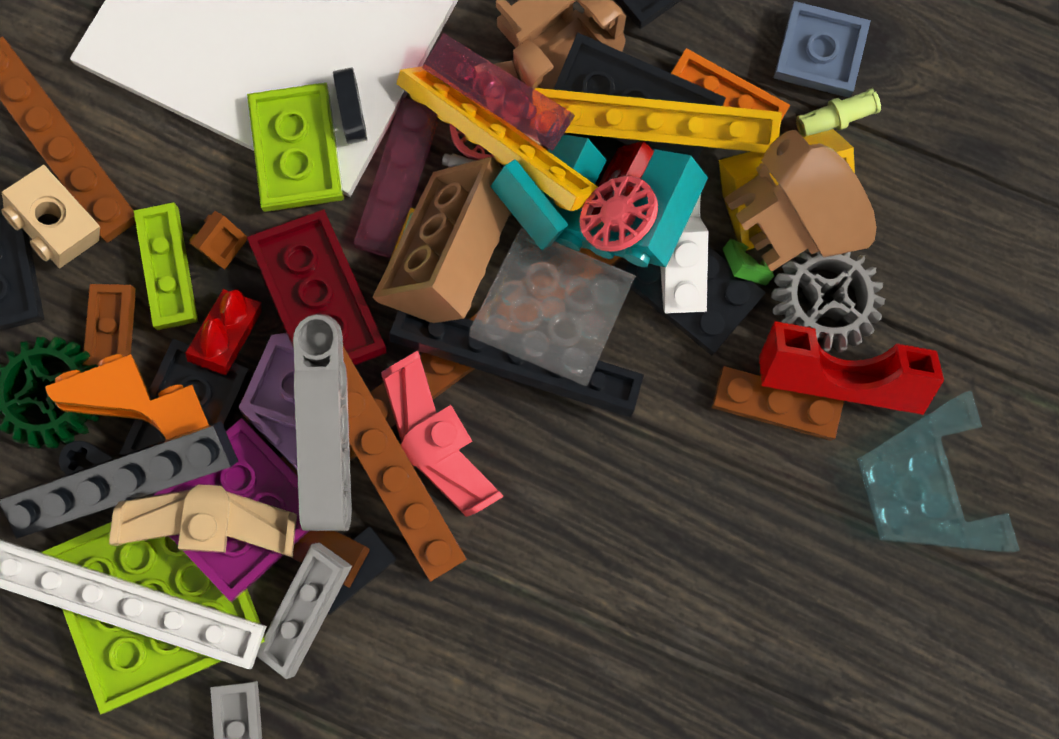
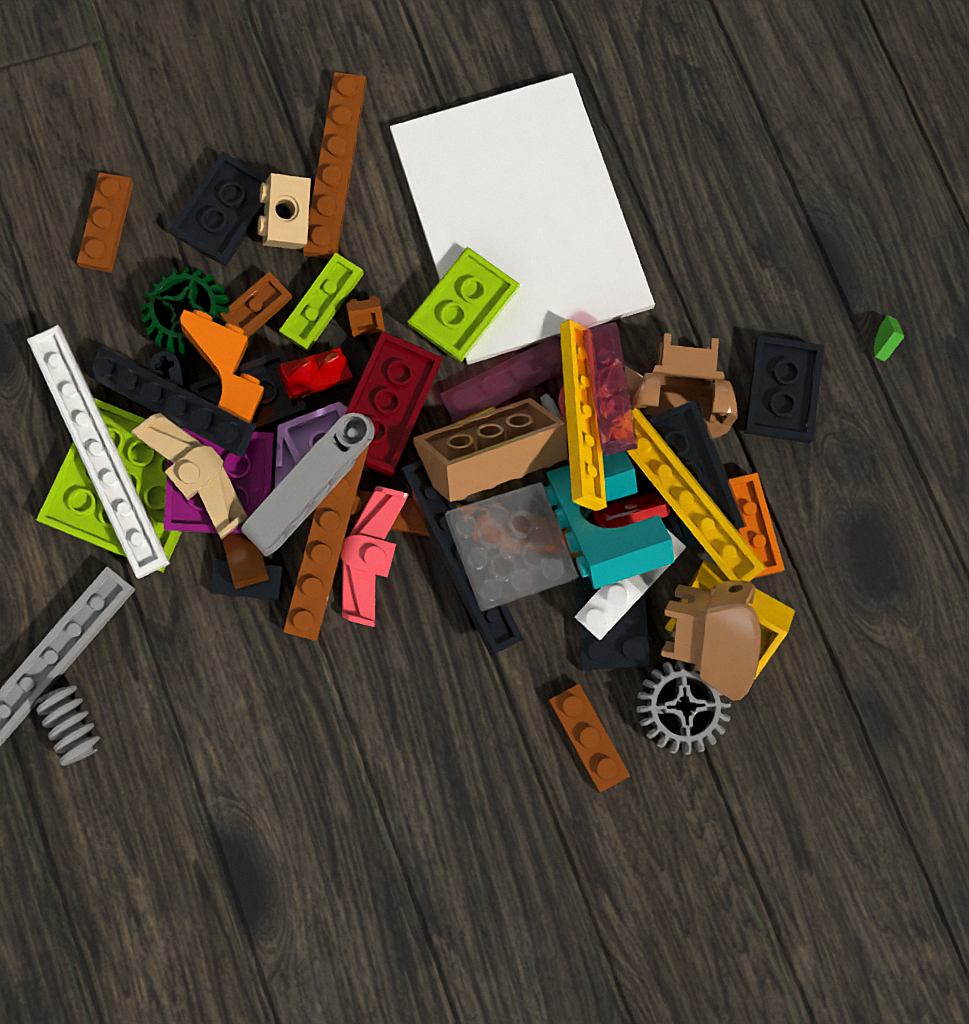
camera: 45 degrees right, 0 degrees up
(303, 610) = (198, 575): light grey tile -> none
(350, 105) = (519, 311): black beam -> none
(529, 204) = (556, 473): teal tile -> none
(618, 213) = (597, 530): coral wheel -> none
(744, 265) = (655, 636): bright green tile -> none
(822, 49) = (843, 555): sand blue plate -> none
(839, 113) = (811, 605): yellowish green pin -> none
(897, 380) = (670, 795): red arch -> none
(915, 490) = (615, 871): clear light blue wing -> none

